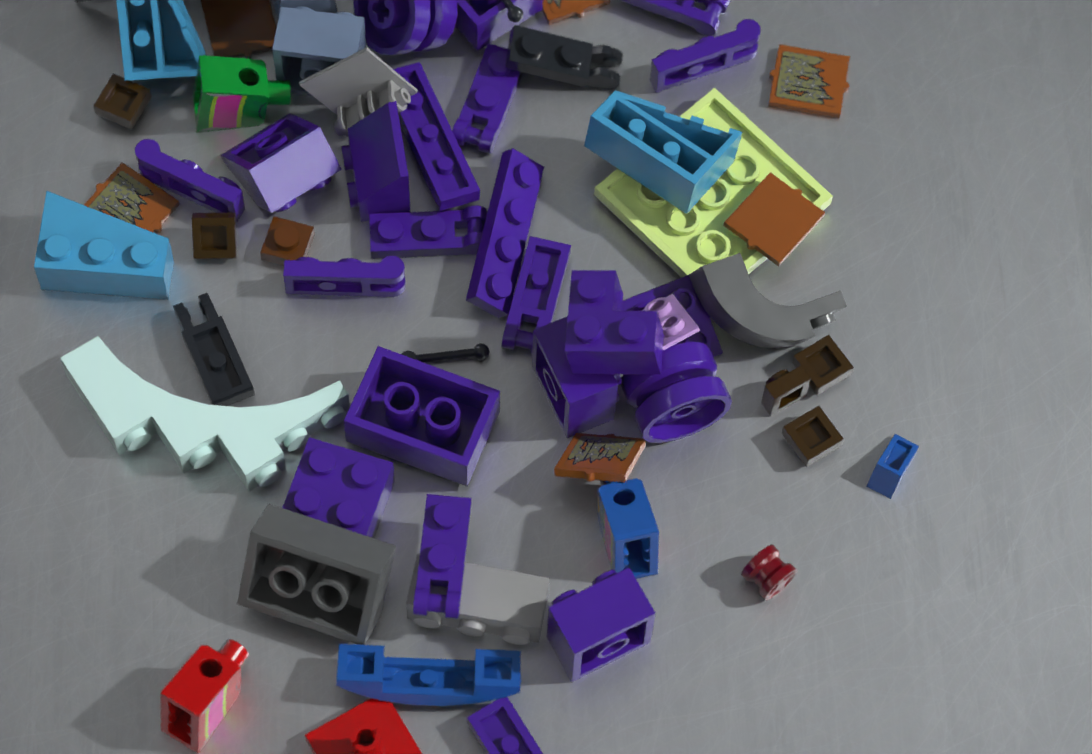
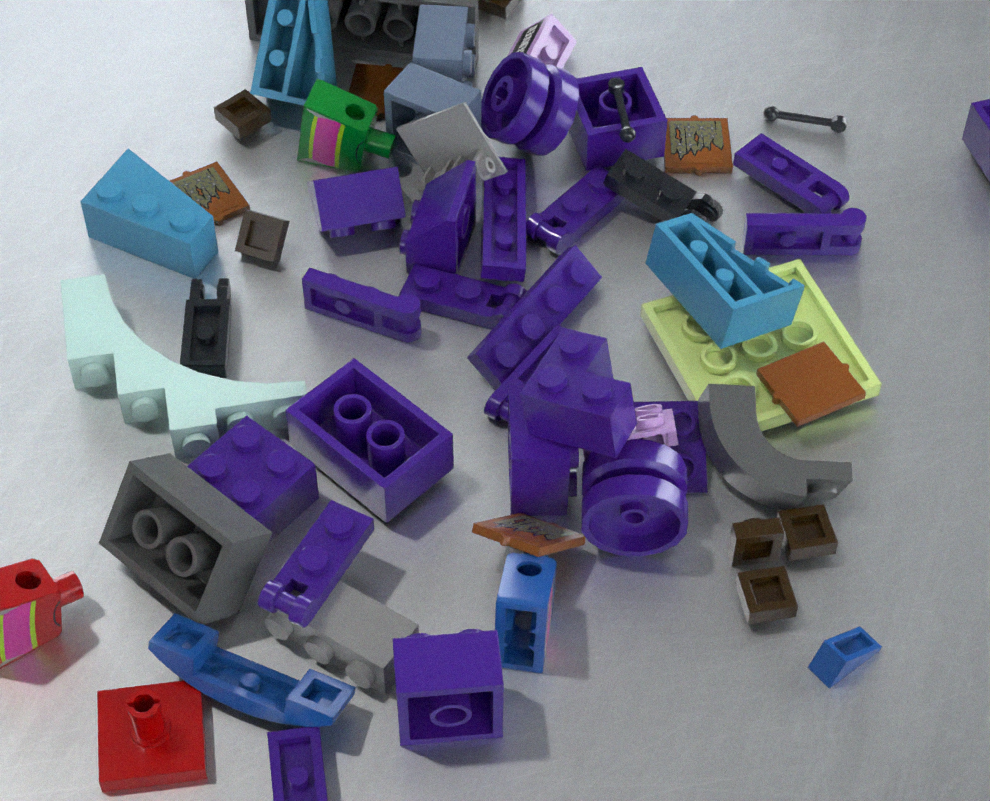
camera: 25 degrees right, 15 degrees down
(188, 180) = (264, 187): dark purple plate -> none
(286, 241) = (329, 259): reddish brown plate -> none
(480, 352) = (461, 411): black hinge -> none
(769, 572) = (659, 708): dark red wheel -> none
(809, 81) = (901, 288): piece -> none

